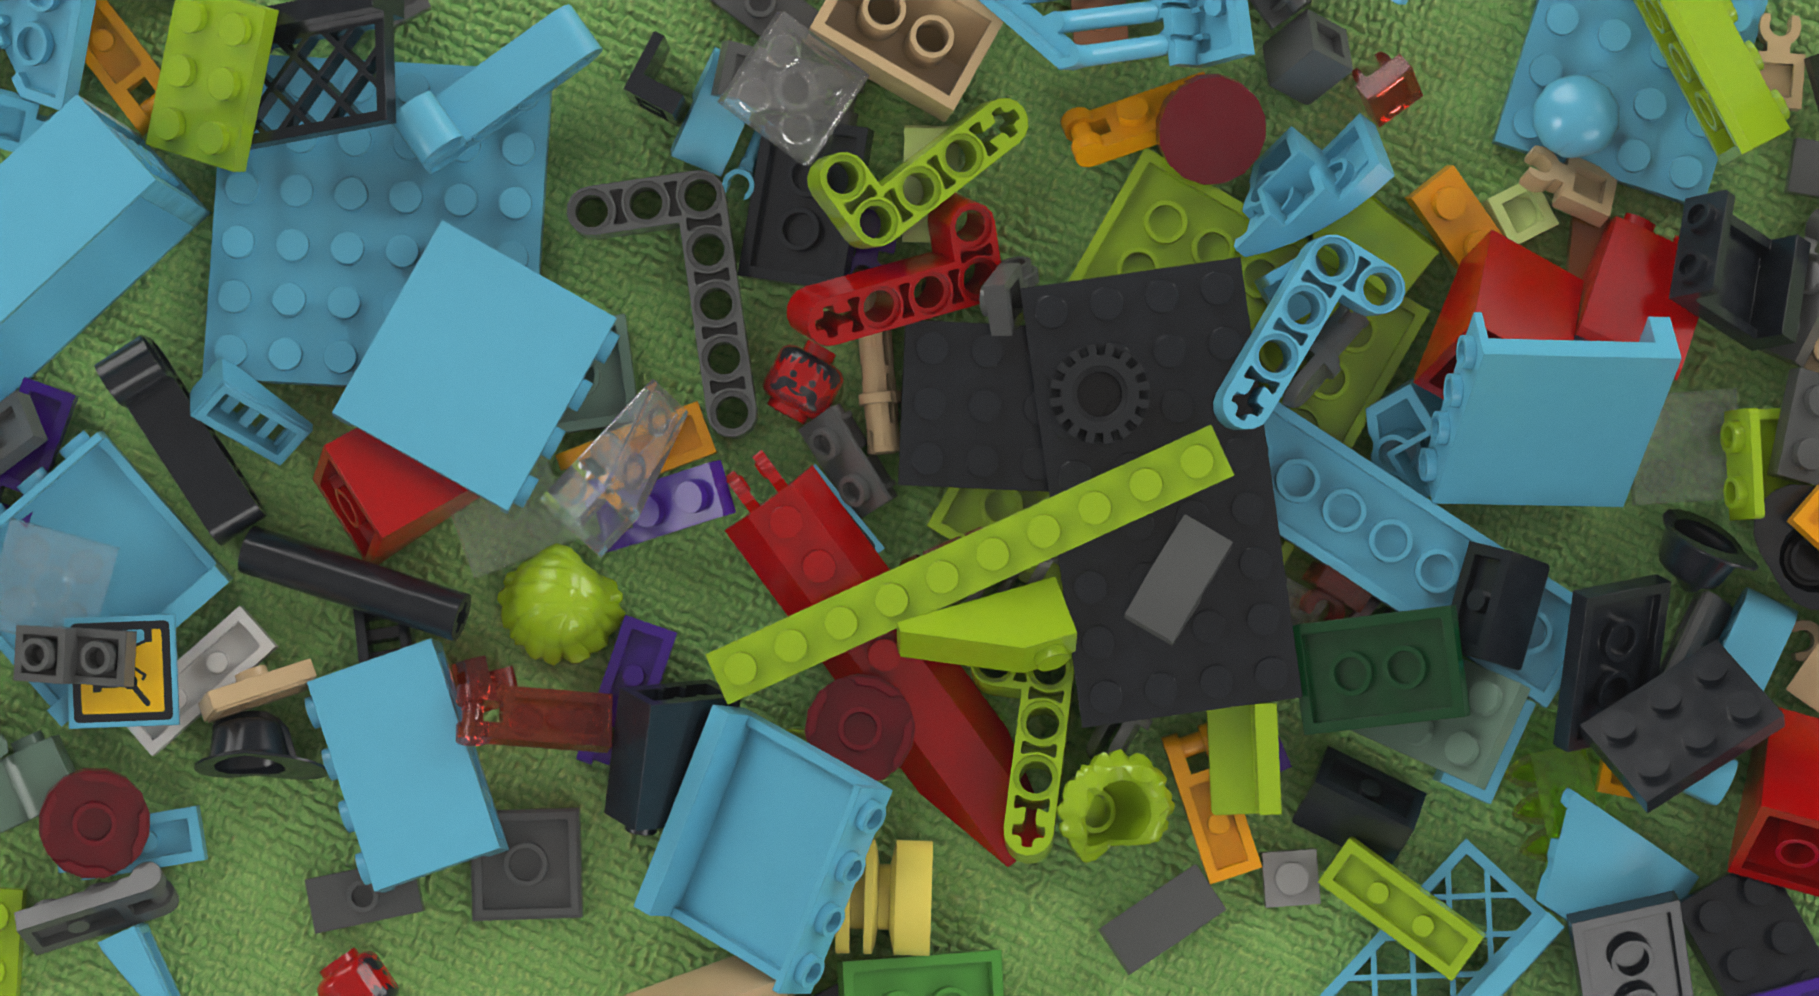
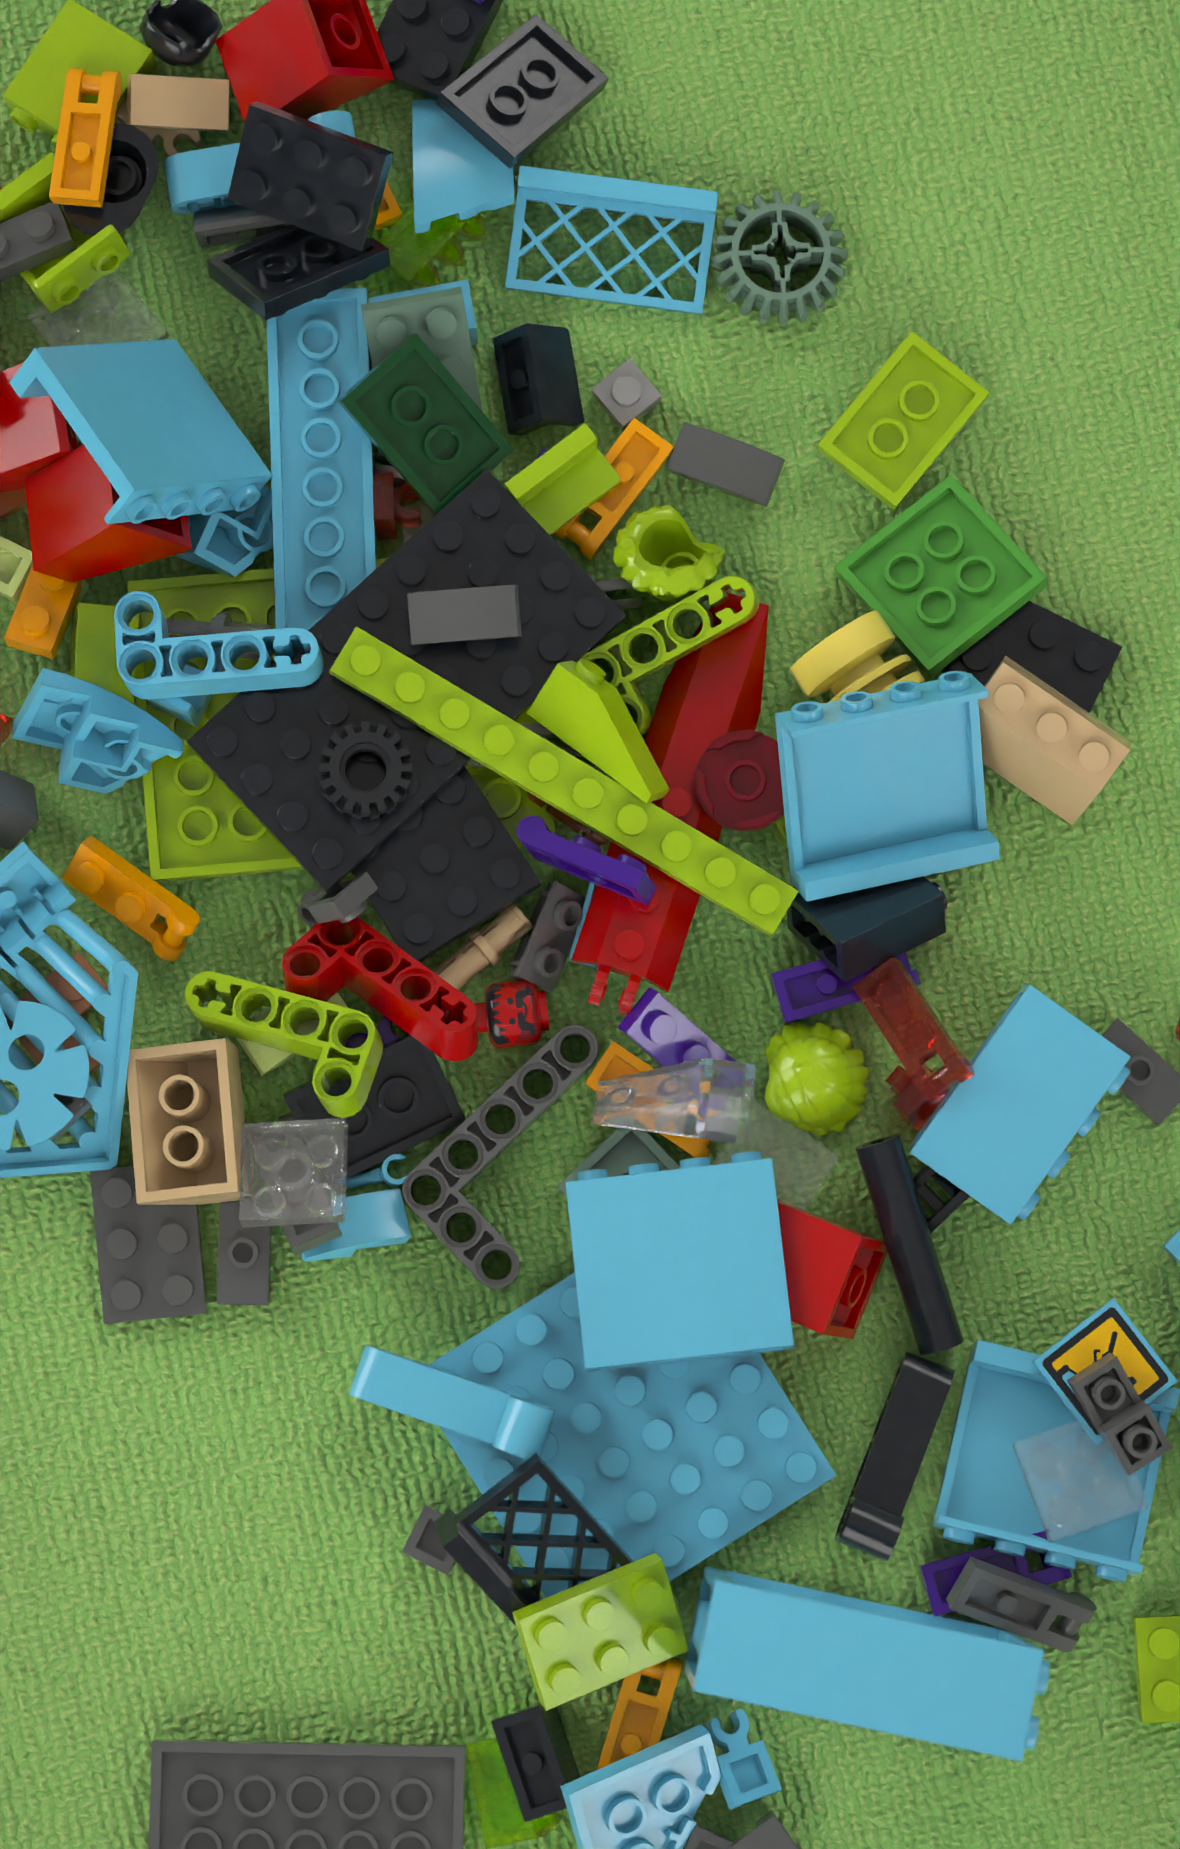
camera: 130 degrees left, 5 degrees down
(208, 665) = (1050, 1307): white plate -> none
(221, 391) = (830, 1451): medium azure slope -> none
(255, 746) = (1085, 1234): black piece -> none
(256, 688) = (1043, 1262): tan plate -> none
(539, 871) = (1023, 951): dark grey tile -> none
(647, 92) = (374, 1282): black panel -> none
(887, 535) = (585, 860): none -> dark purple plate
(1211, 129) = (103, 836): dark red tile -> none
(1402, 908) = (591, 293): lime plate -> none
(1498, 603) = (313, 373): black panel -> none
(1699, 551) = (169, 258): black piece -> none

